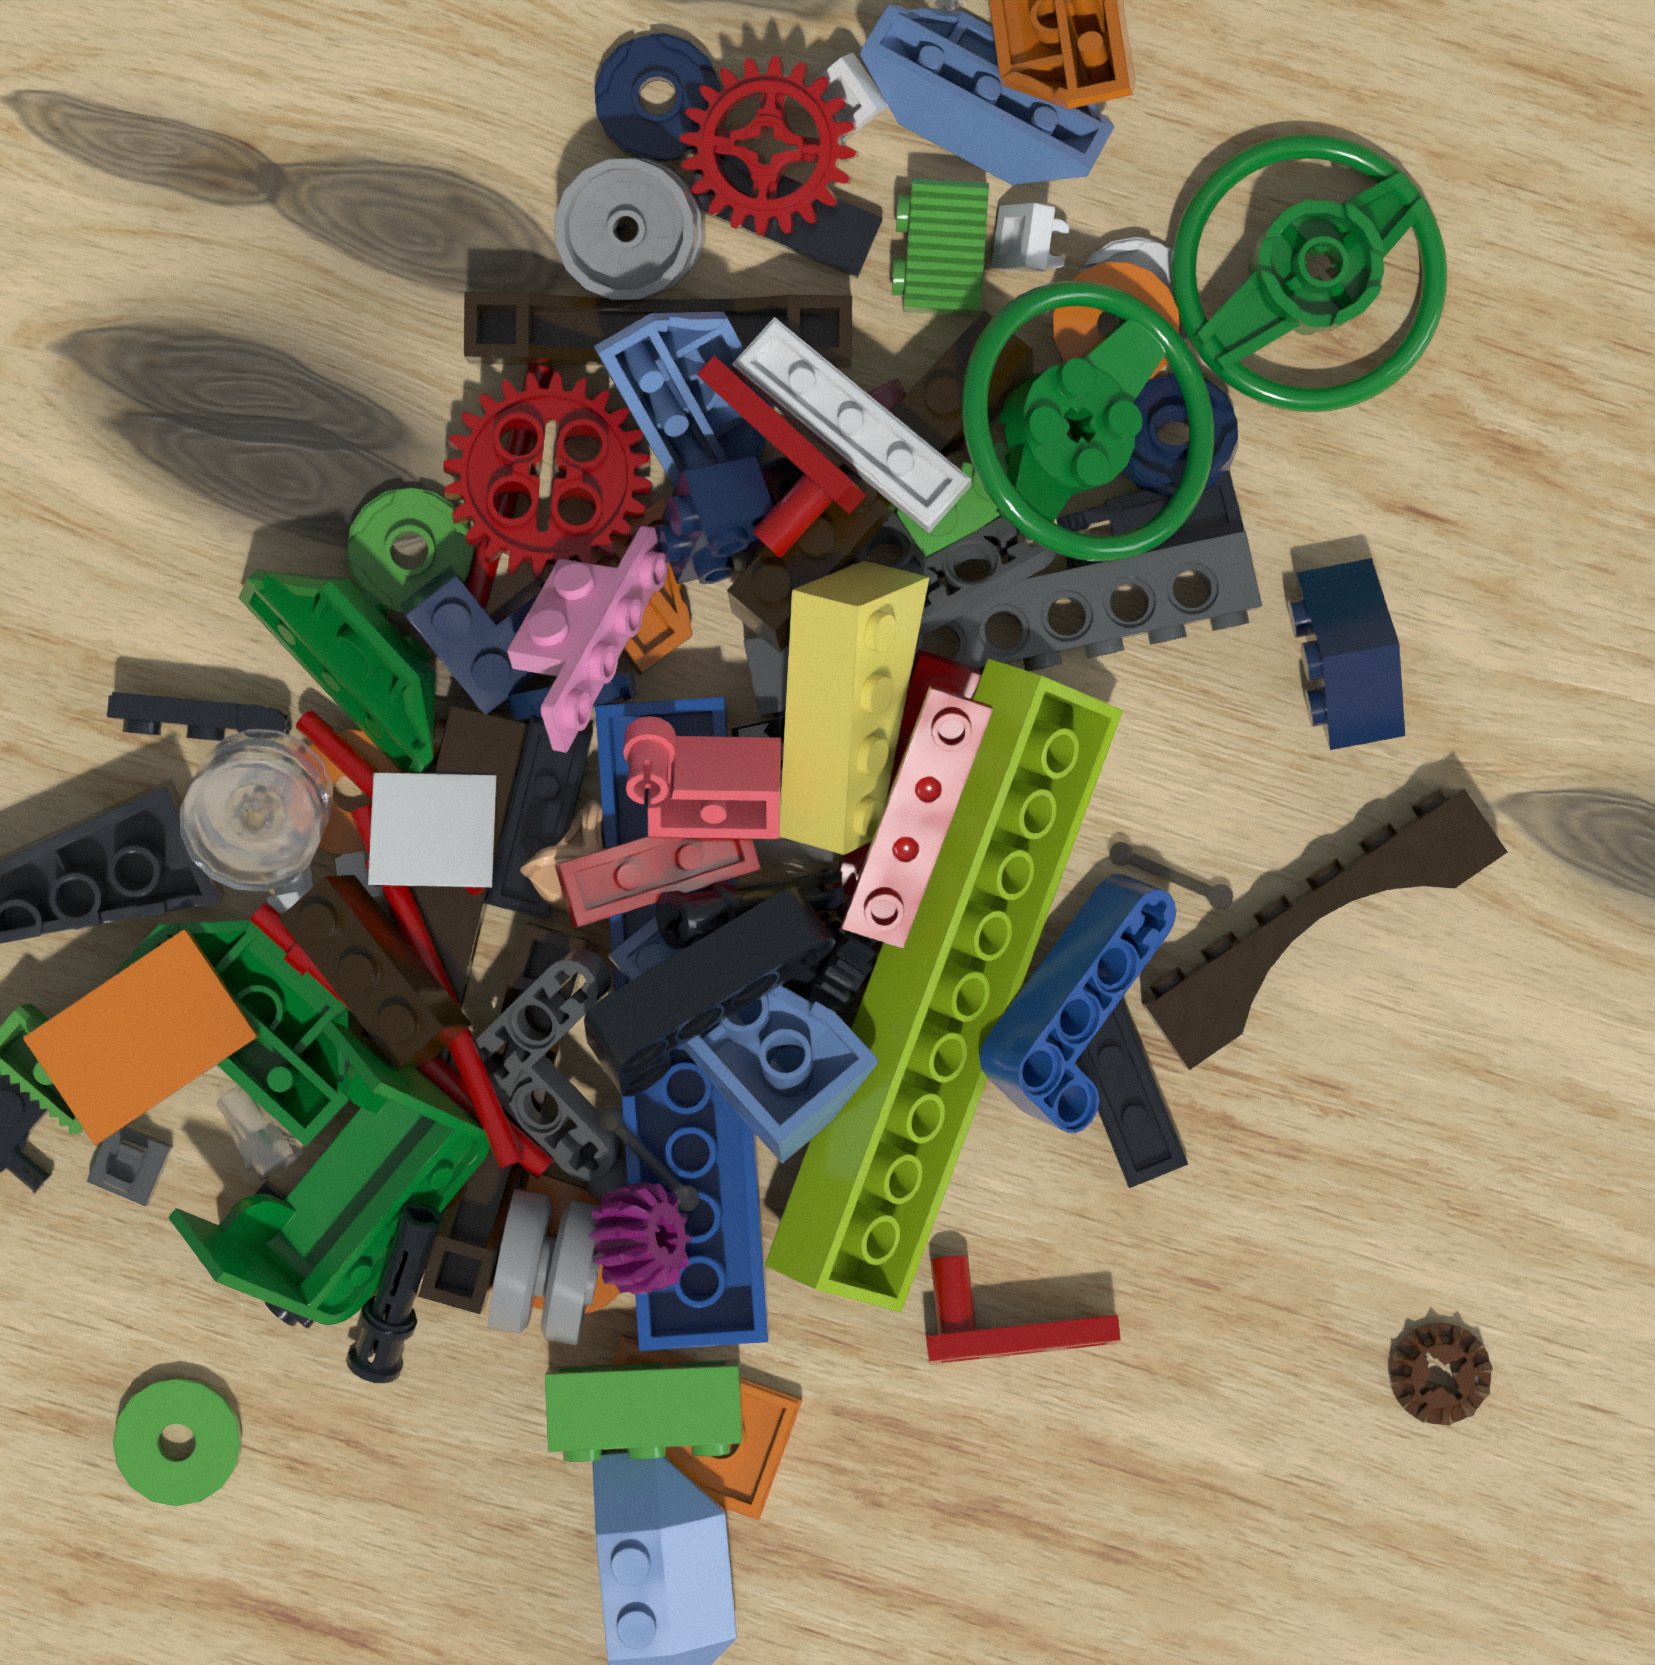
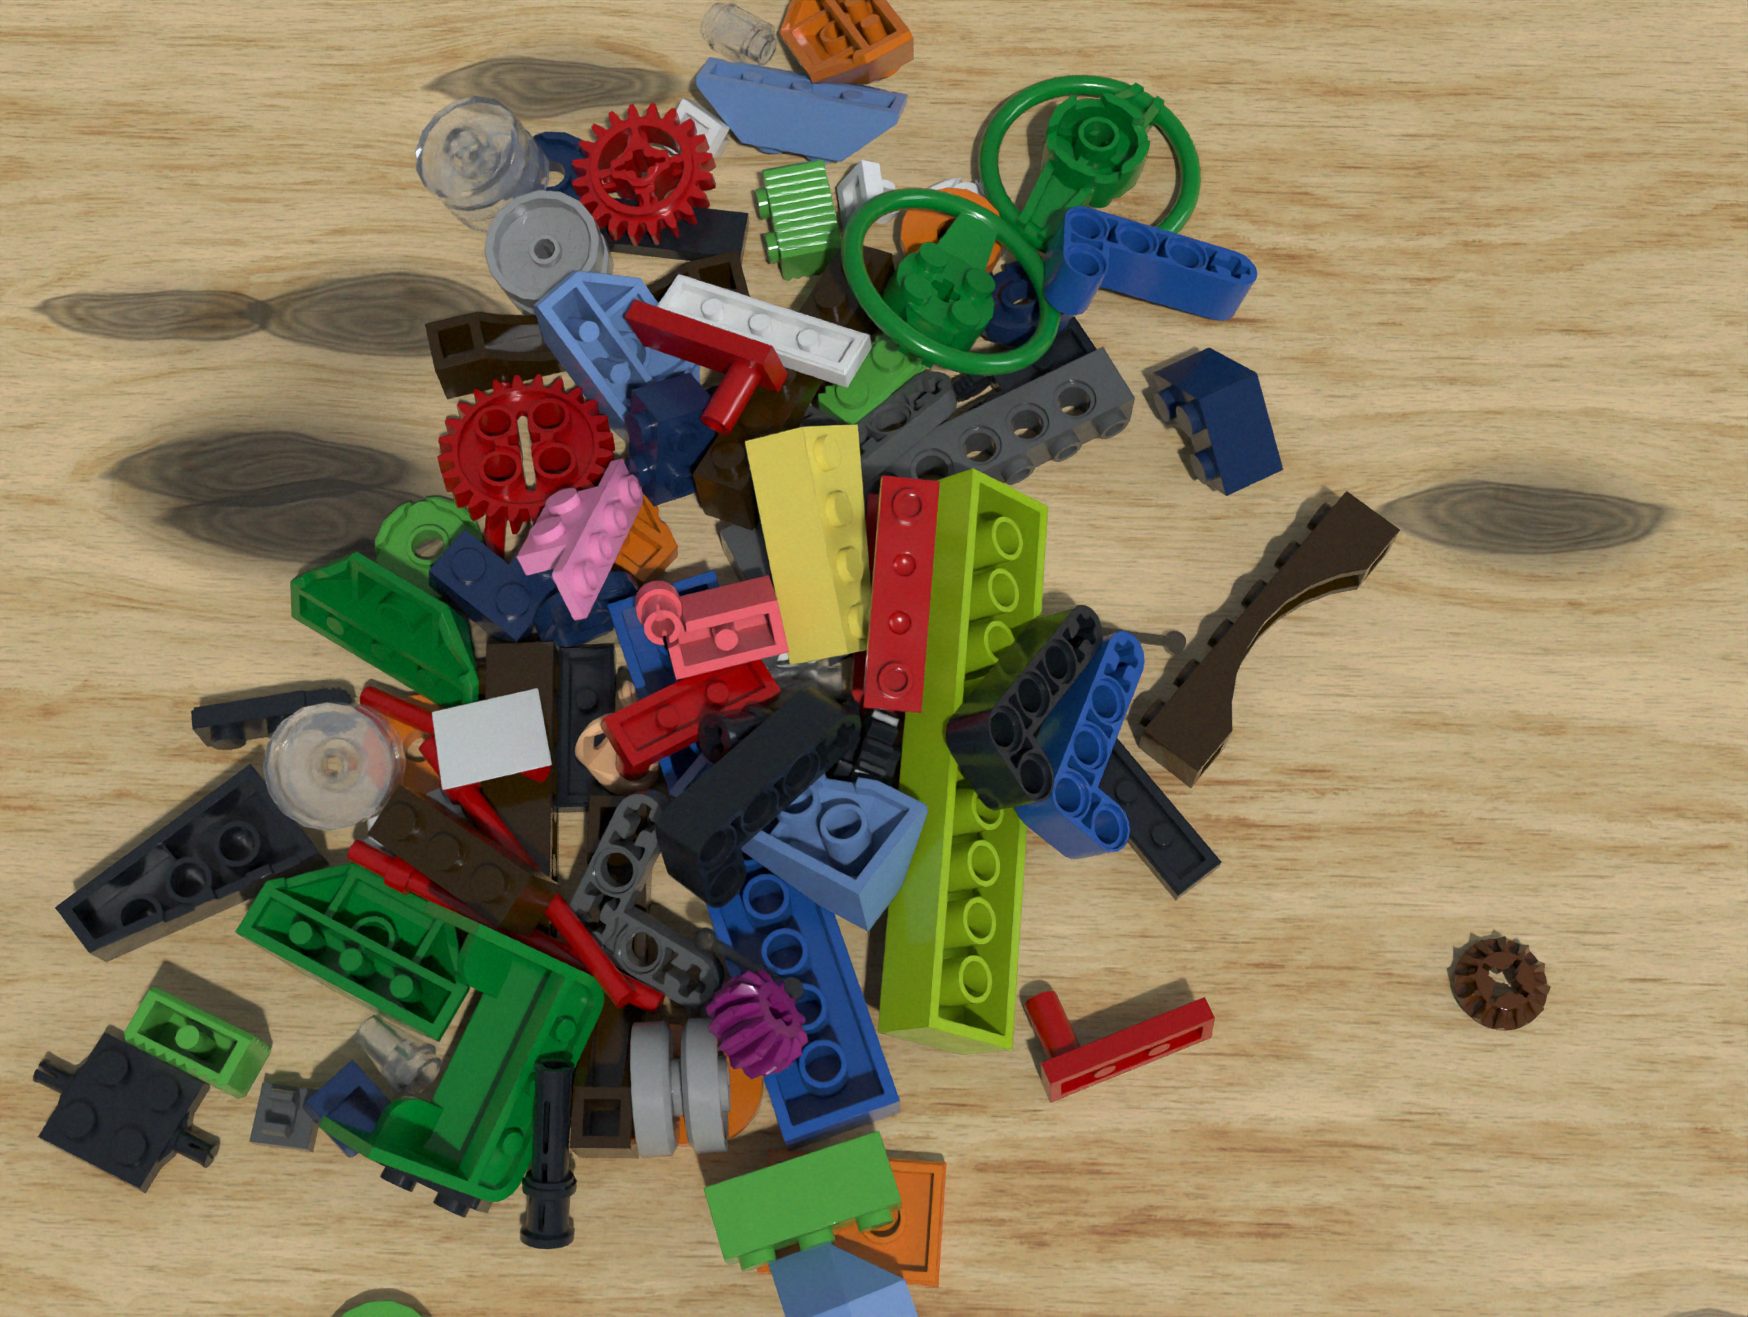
camera: 15 degrees left, 20 degrees down
(141, 1036) = (266, 979): orange tile -> none
(197, 1176) = (348, 1099): none -> dark blue panel
(577, 78) = (479, 160): none -> clear wheel
(1014, 948) = (997, 721): none -> black beam
(1401, 469) = (1143, 262): none -> blue beam

